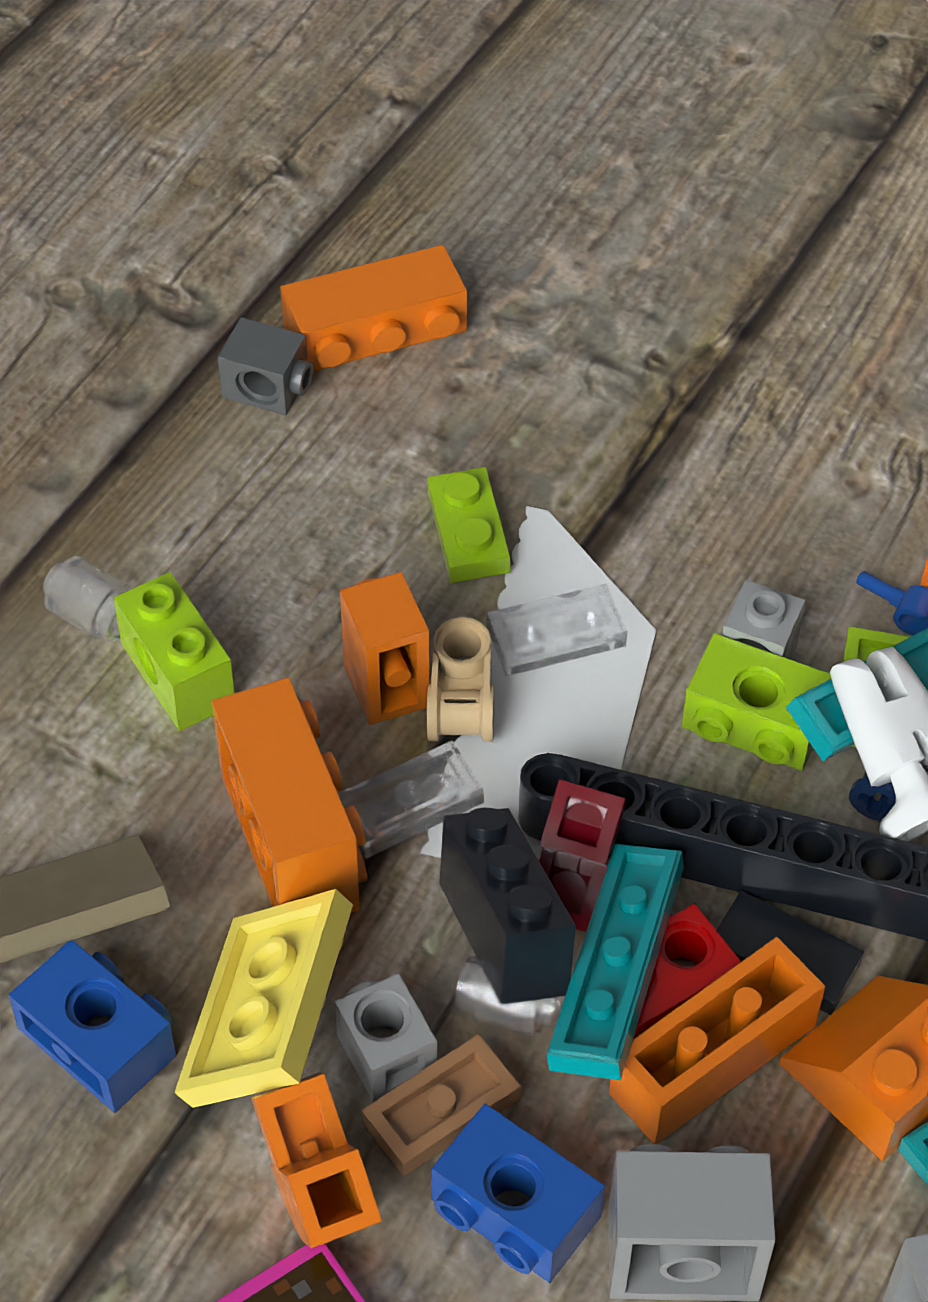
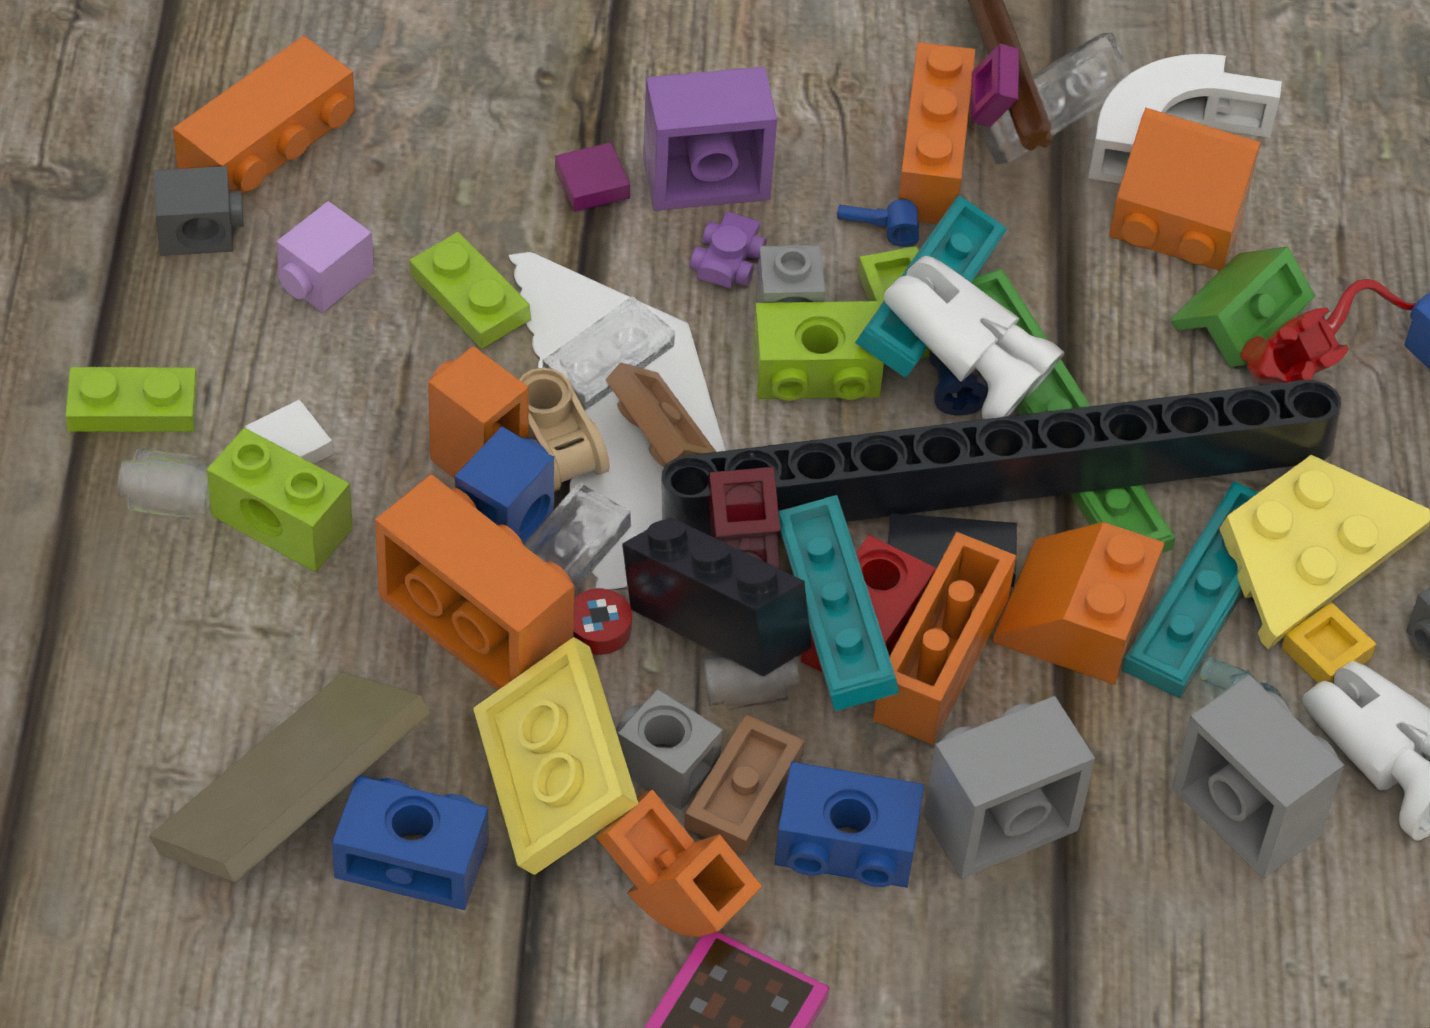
camera: 30 degrees left, 0 degrees up
(114, 513) = (131, 399): none -> lime plate
(226, 599) = (295, 431): none -> white tile
(350, 447) = (324, 257): none -> lavender brick
(365, 721) = (510, 482): none -> blue brick
(401, 882) = (602, 620): none -> red tile
(567, 704) = (657, 412): none -> medium nougat plate
(642, 462) = (592, 176): none -> magenta tile
(731, 566) = (728, 247): none -> medium lavender piece
(758, 461) = (709, 138): none -> medium lavender brick

